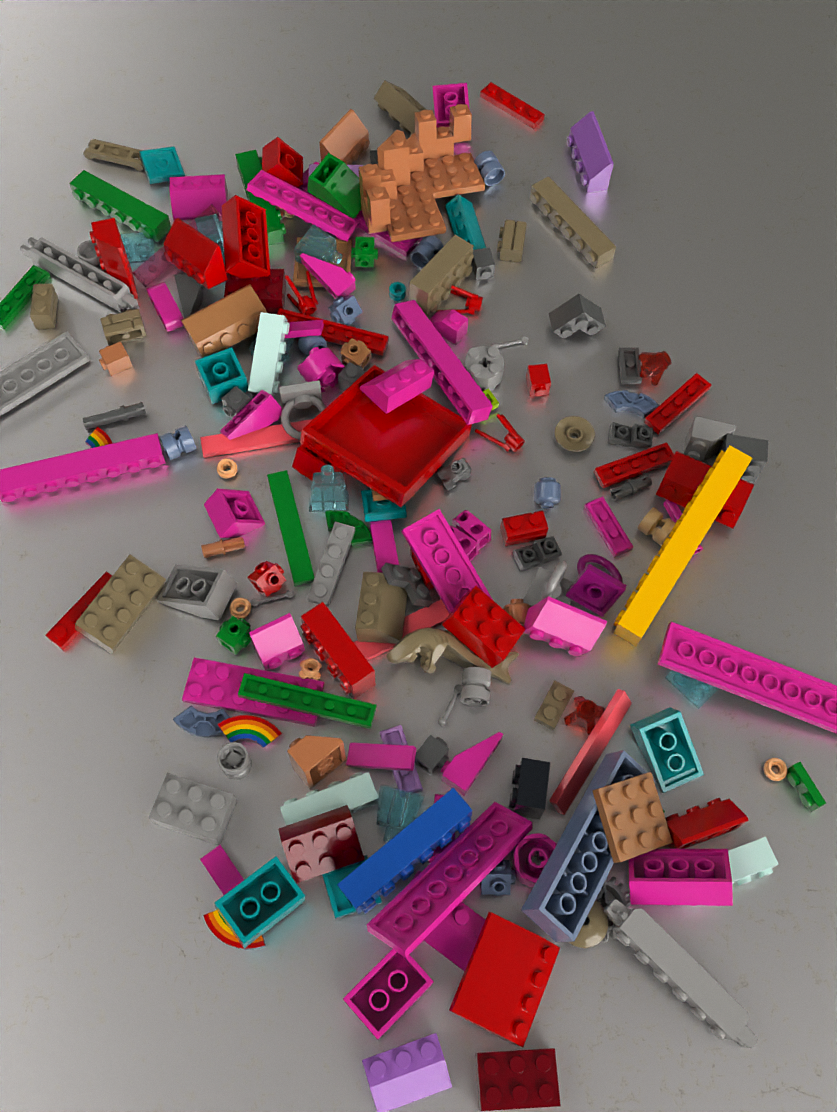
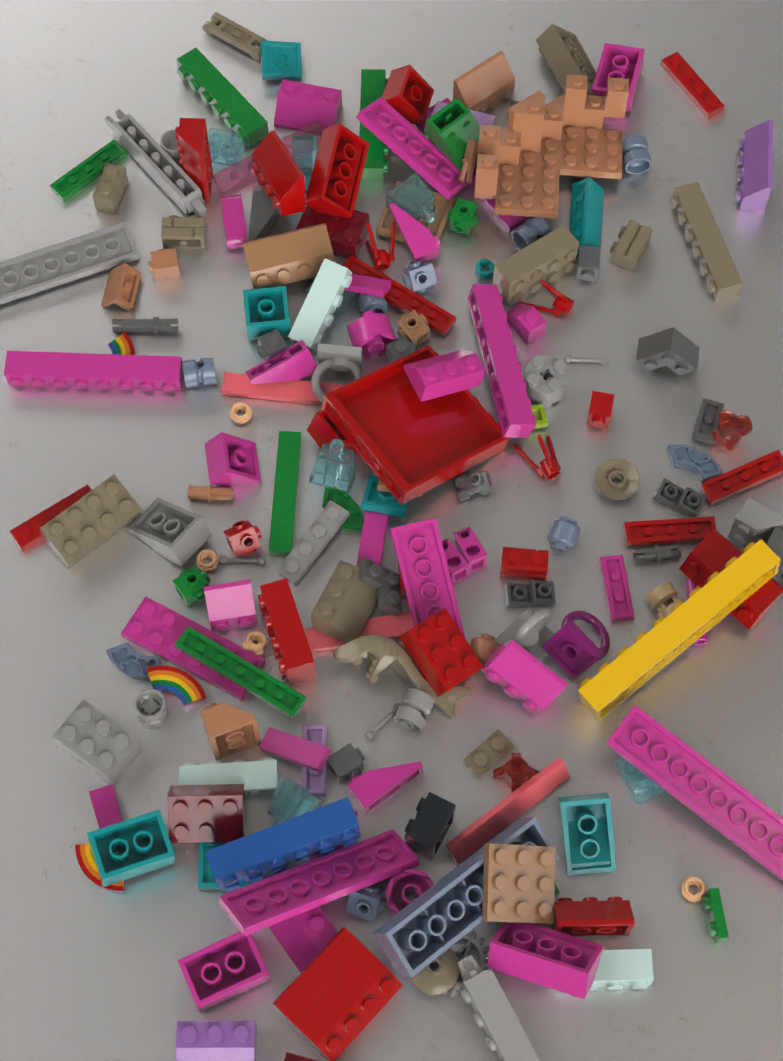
camera: 20 degrees right, 0 degrees up
(81, 388) = (121, 287): none -> nougat panel
(355, 204) = (469, 161): none -> nougat axle

